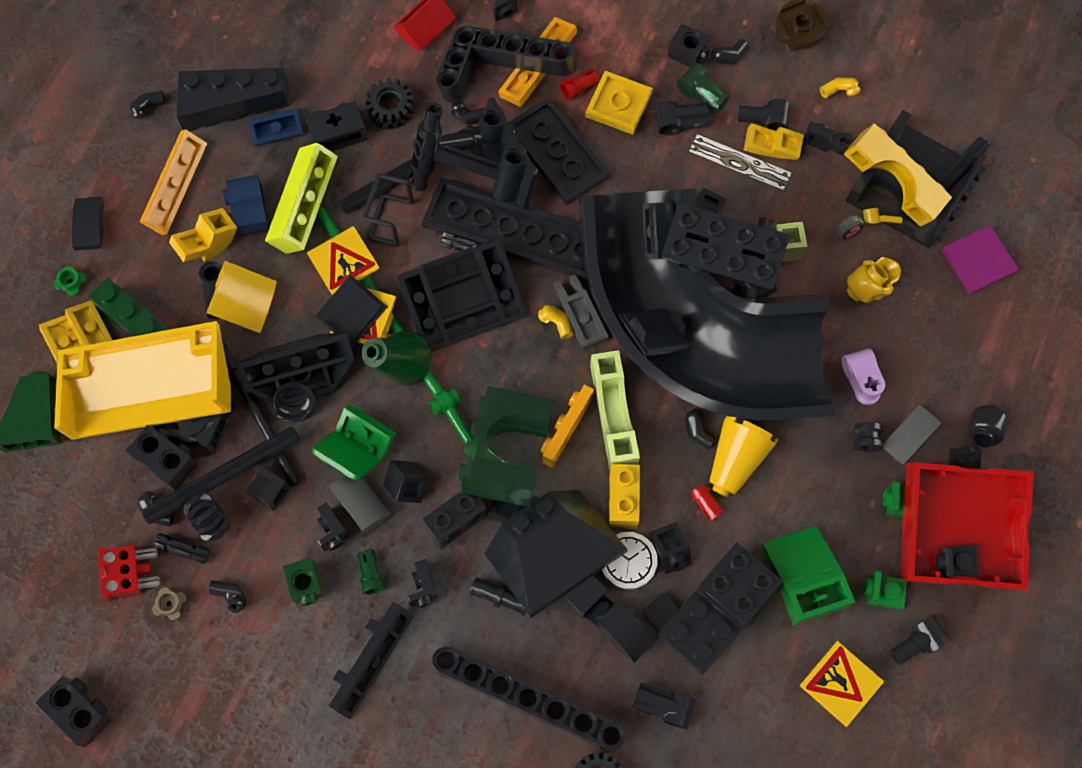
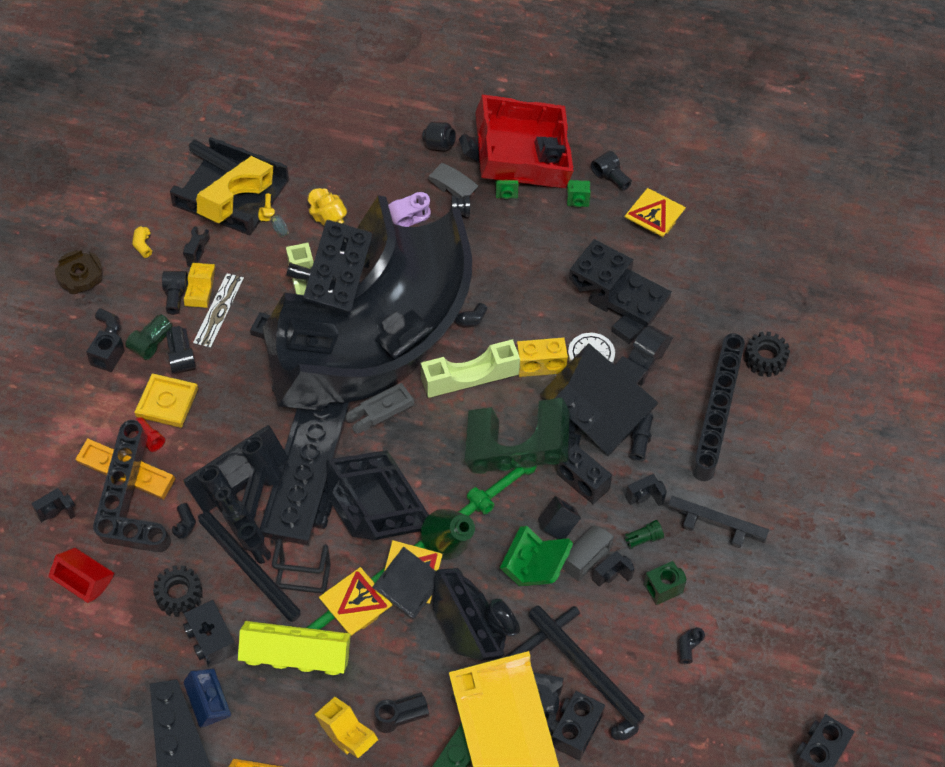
camera: 100 degrees left, 15 degrees down
(113, 568) = (692, 737): red piece -> none
(163, 598) = (709, 686): dark tan plate -> none
(182, 548) = (657, 693): black axle -> none
(206, 517) = (628, 667): black gear -> none
(242, 297) = (407, 679): yellow slope -> none
(246, 204) = (301, 700): dark blue brick -> none
(267, 488) = (588, 629): black panel -> none
(559, 151) = (217, 437): black plate -> none
(559, 317) = (388, 423): yellow arm -> none
(566, 425) = (476, 399): light orange plate -> none
(671, 548) = (574, 323): black bracket -> none
(672, 707) = (699, 315): black piece -> none
(706, 502) = (529, 307): red pin -> none
(738, 455) = (494, 283): yellow cone -> none
(810, 575) = (576, 230): green slope -> none
(980, 259) = (299, 145): magenta tile -> none

